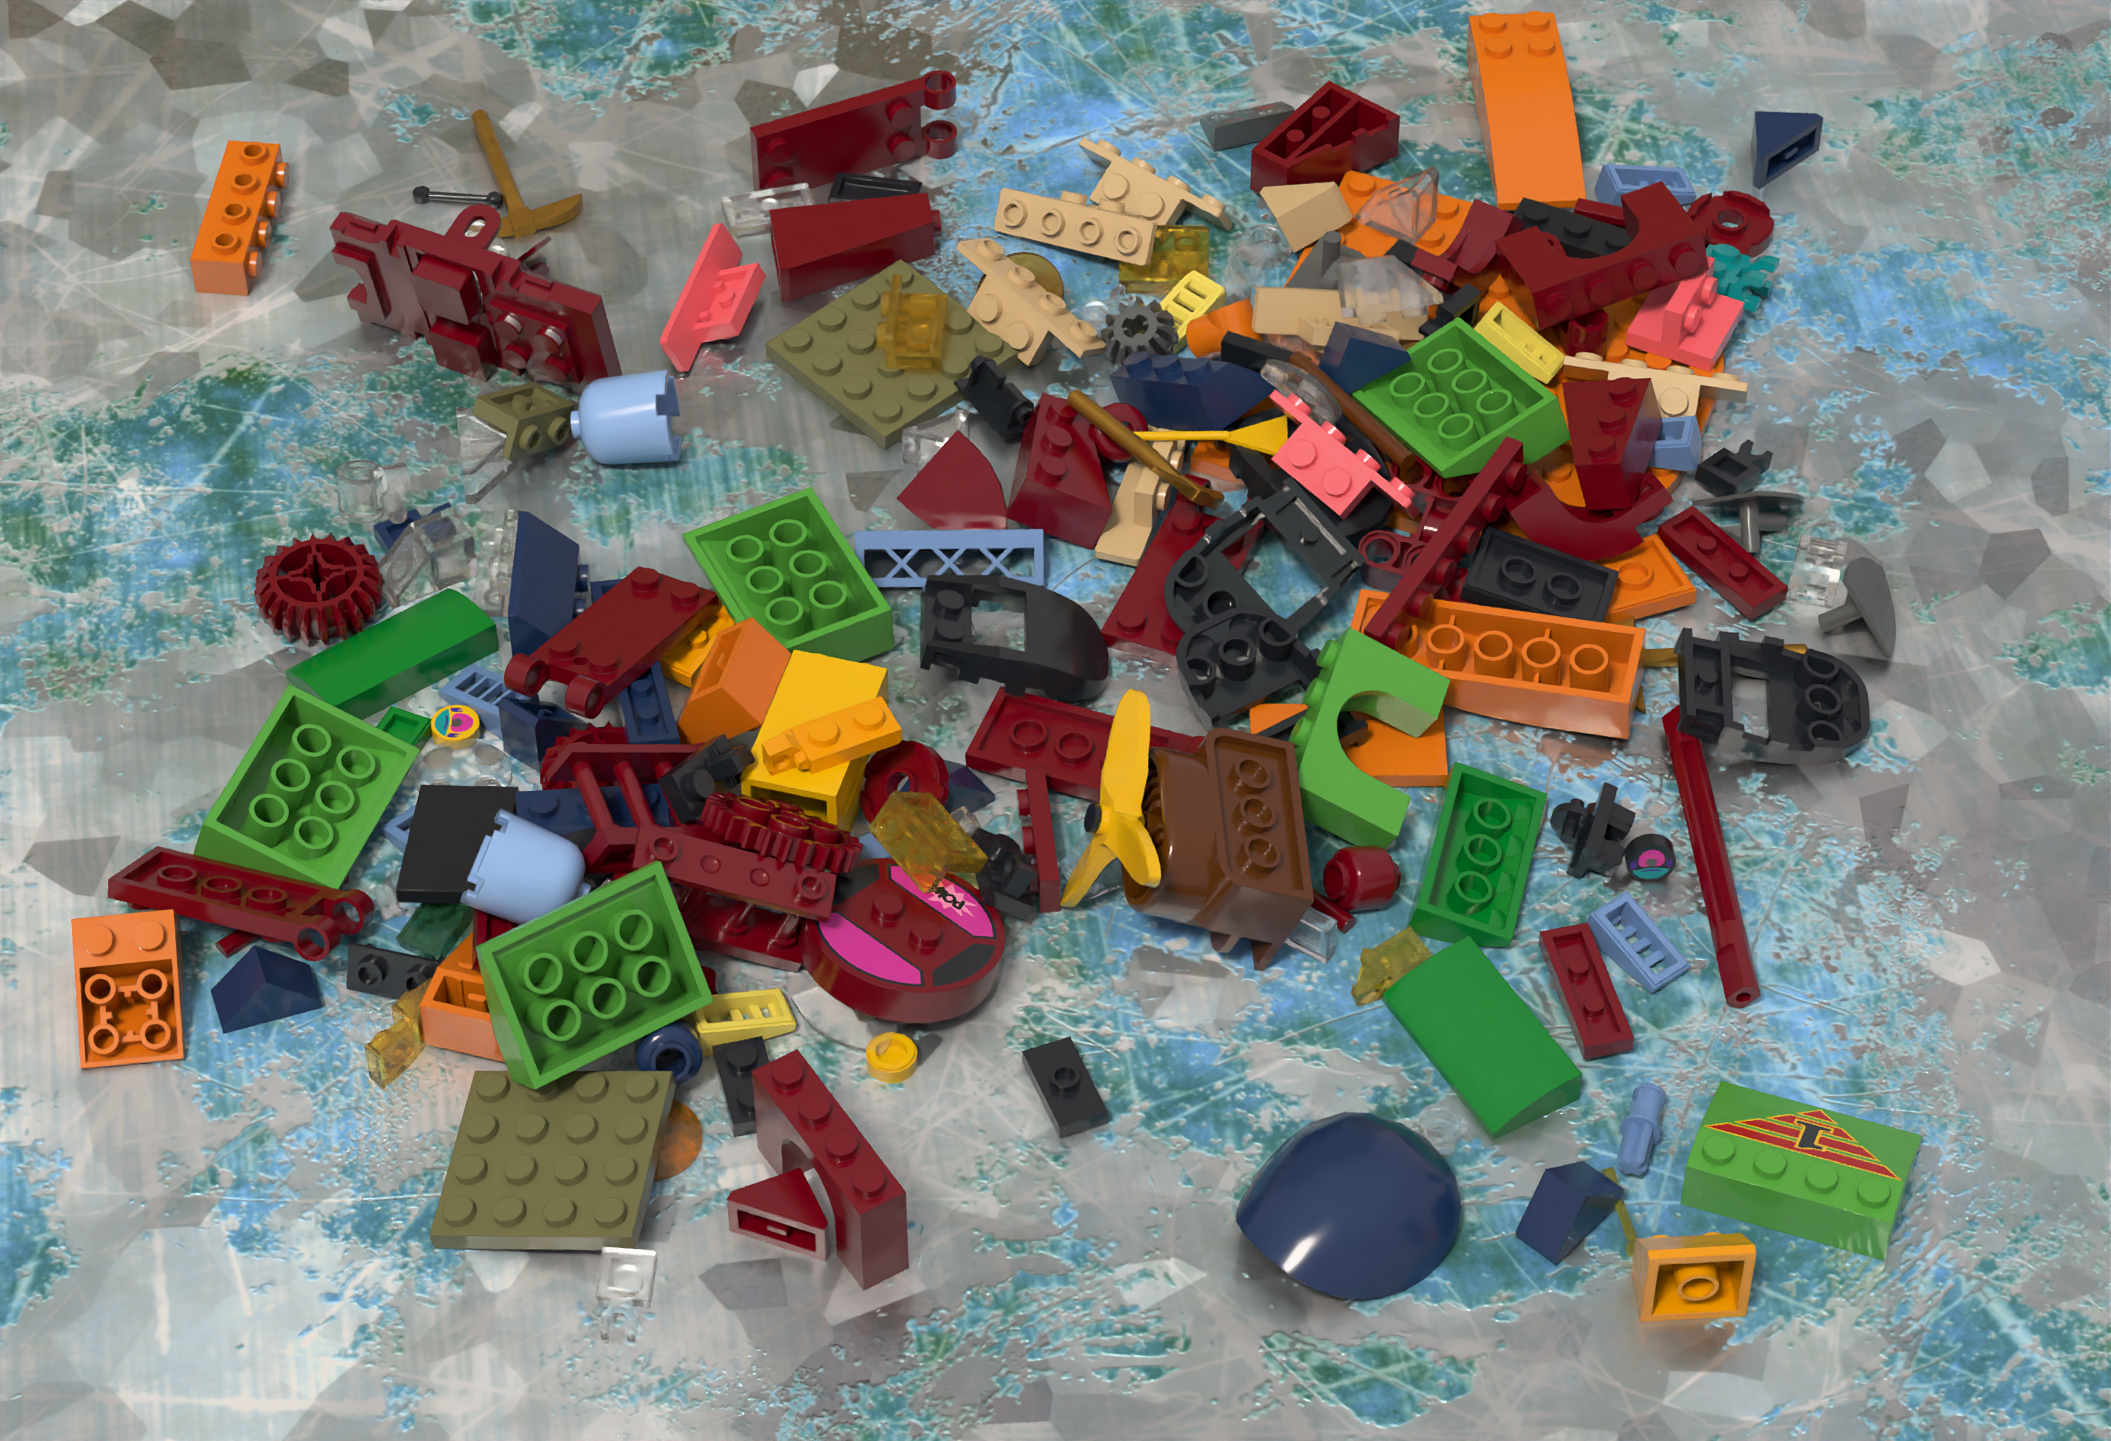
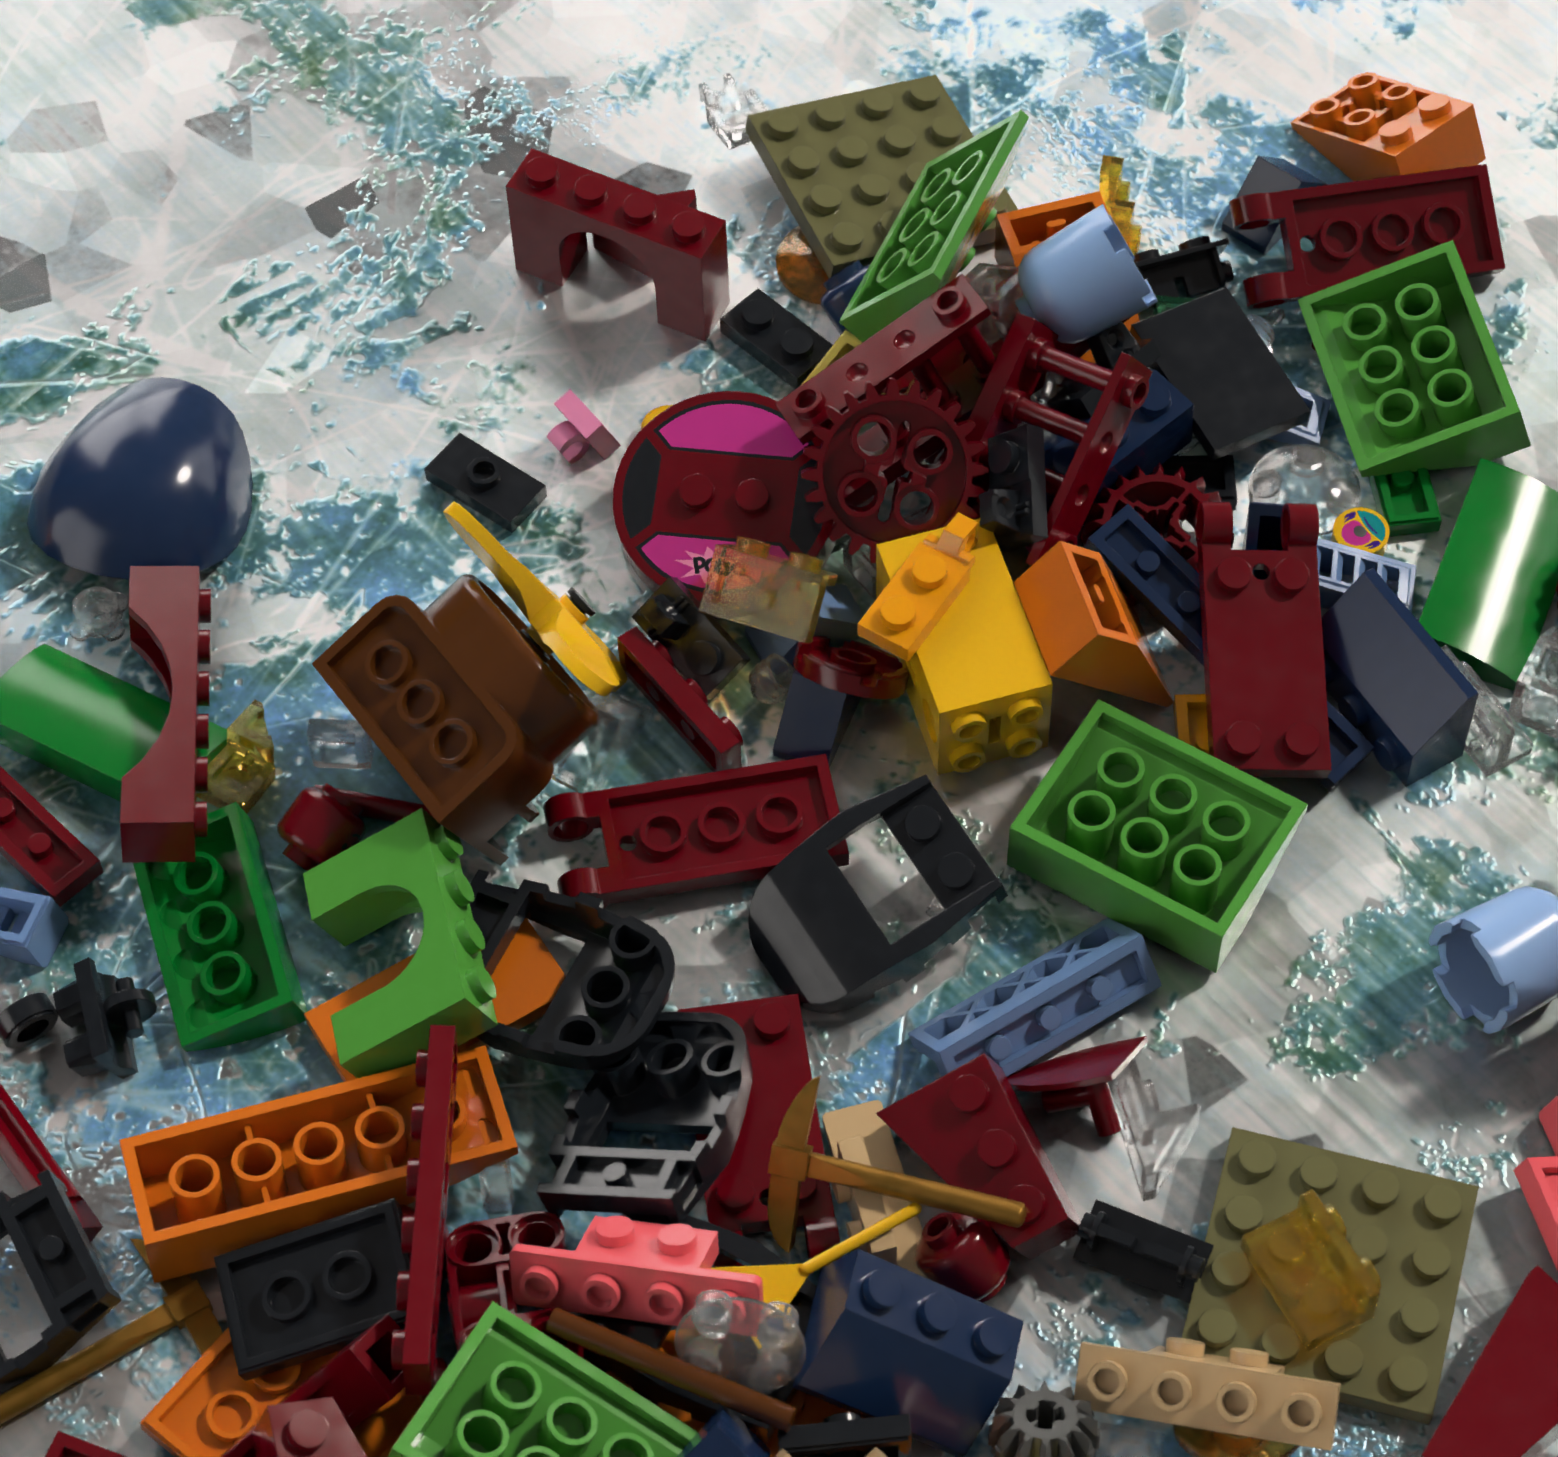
camera: 150 degrees right, 10 degrees up
(962, 1074) = (580, 431): none -> bright pink tile
(1474, 904) = (161, 791): none -> dark red arch

